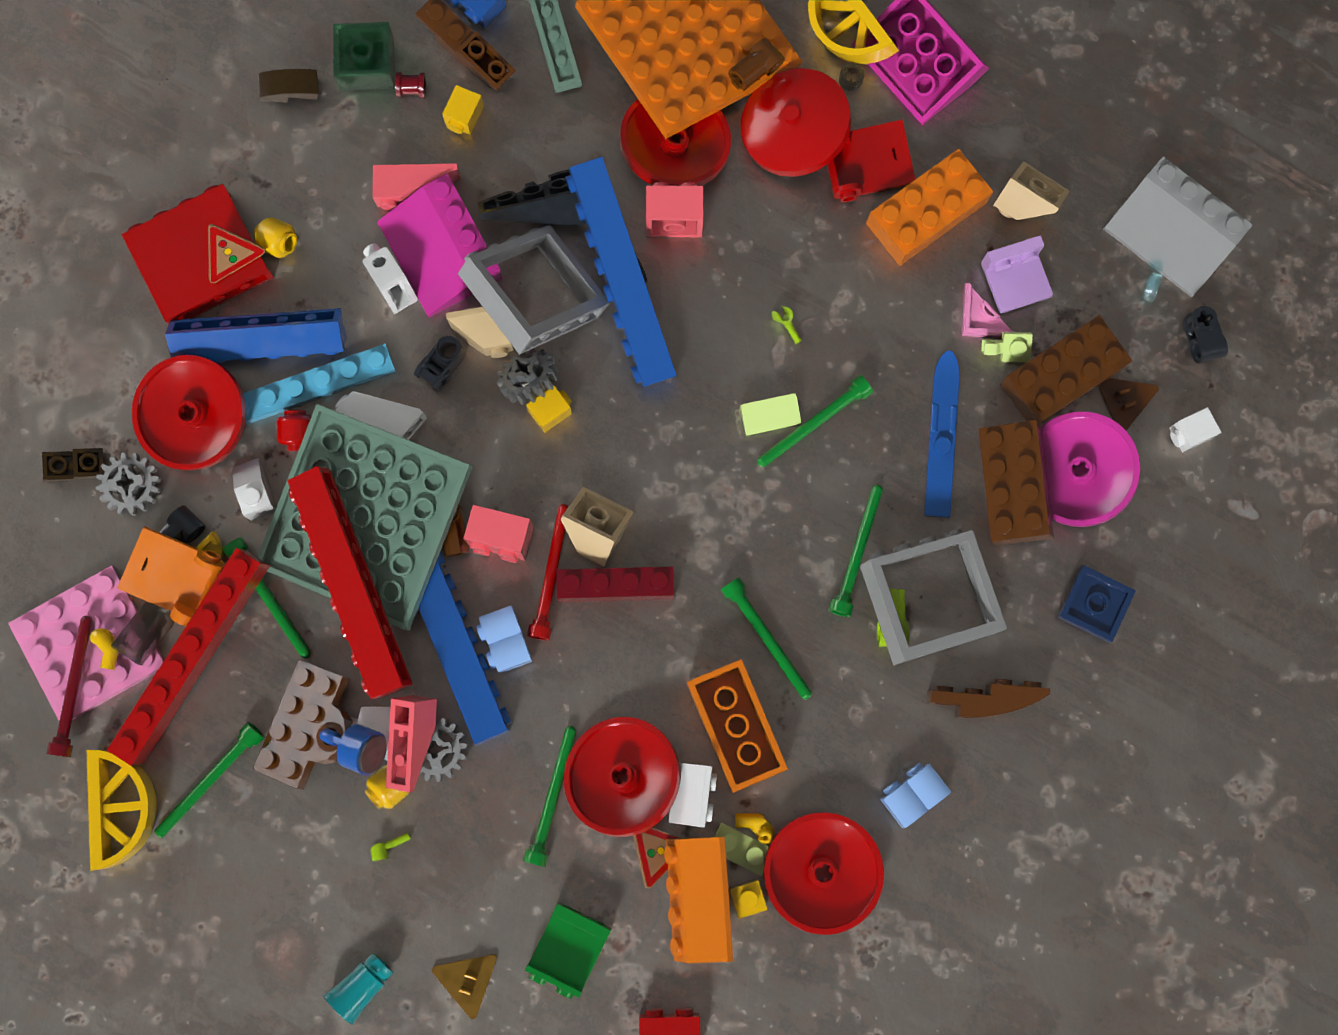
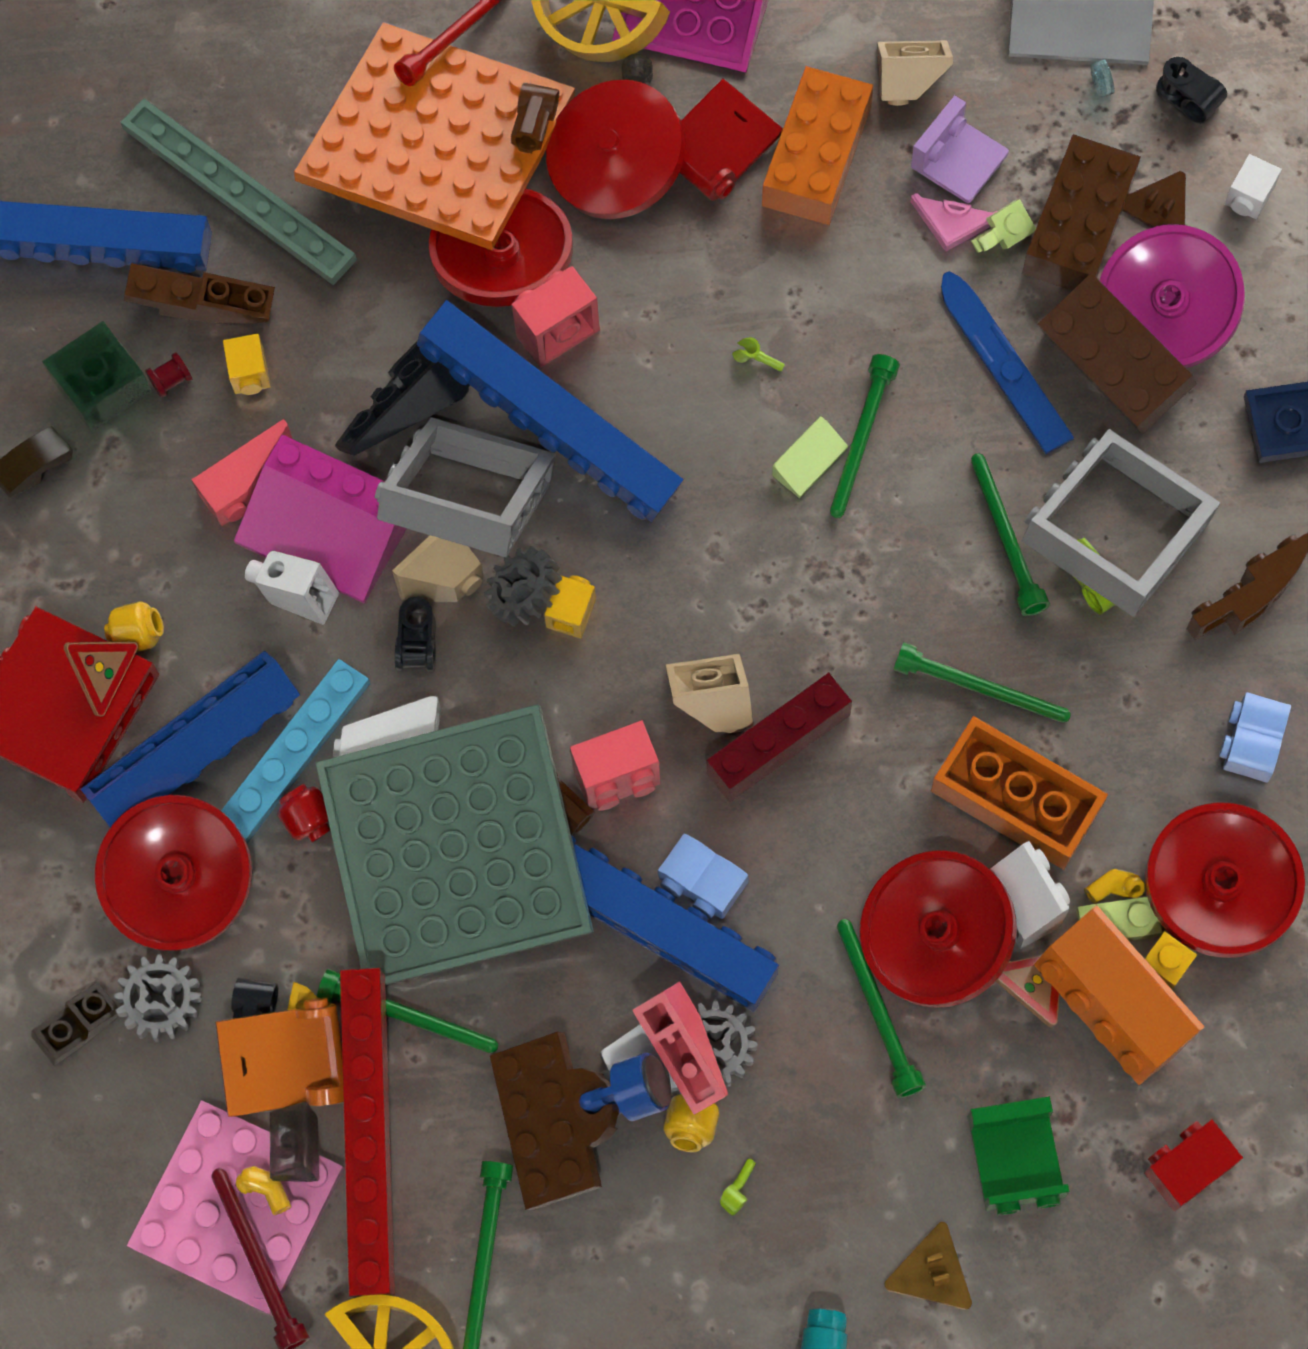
camera: 30 degrees left, 10 degrees down
(253, 490) = (305, 909): white slope -> none
(349, 583) = (494, 922): red brick -> none
(540, 626) = (730, 840): red piece -> none

